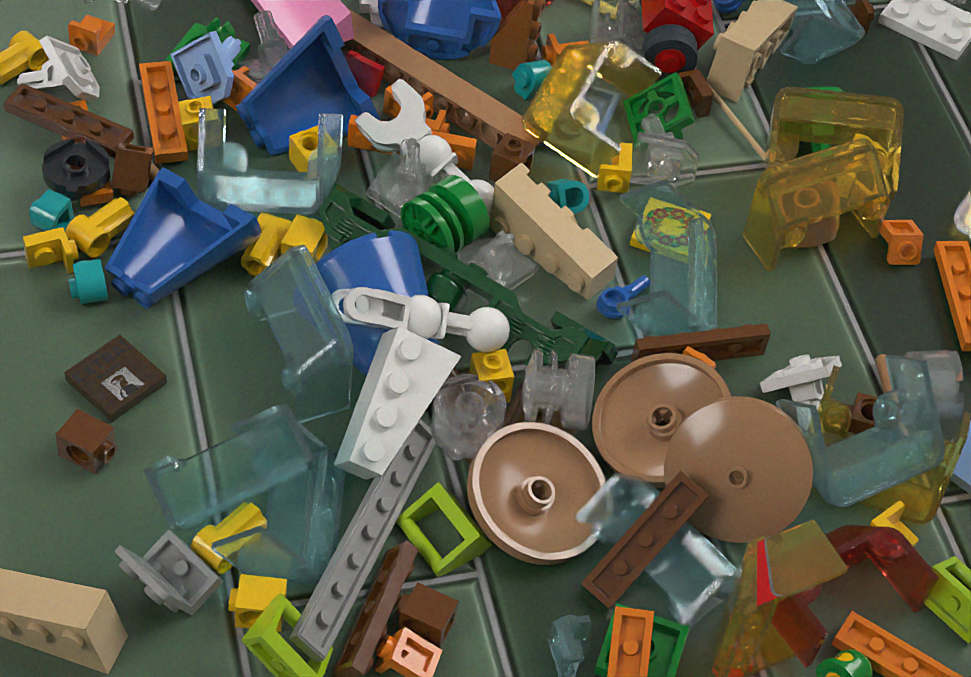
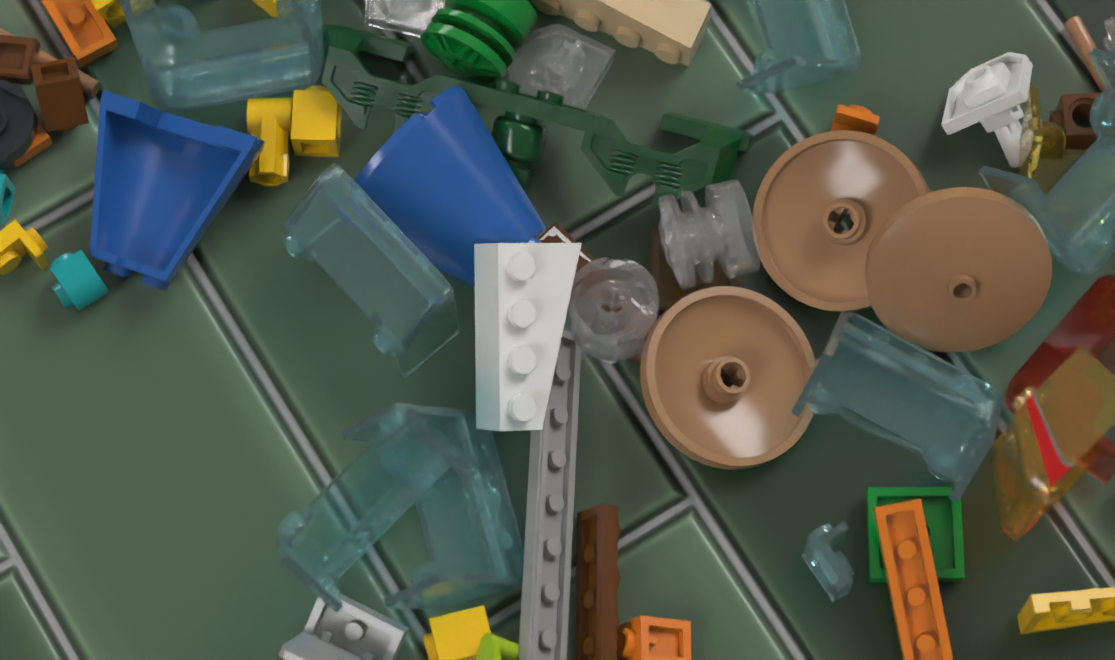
camera: 10 degrees left, 20 degrees up
(86, 441) = (173, 504): reddish brown brick -> none
(95, 232) = (51, 203): yellow piece -> none
(115, 378) = (166, 399): dark brown tile -> none
(241, 519) = (390, 566): yellow piece -> none
(427, 613) = (656, 583): reddish brown brick -> none
(441, 498) = (646, 442): lime tile -> none
(484, 328) = (510, 209): white piece -> none
(494, 367) = (616, 231): yellow brick -> none
(610, 297) = (725, 63): blue plate -> none
(645, 539) = (877, 399): reddish brown plate -> none
(714, 343) = (864, 82): reddish brown plate -> none

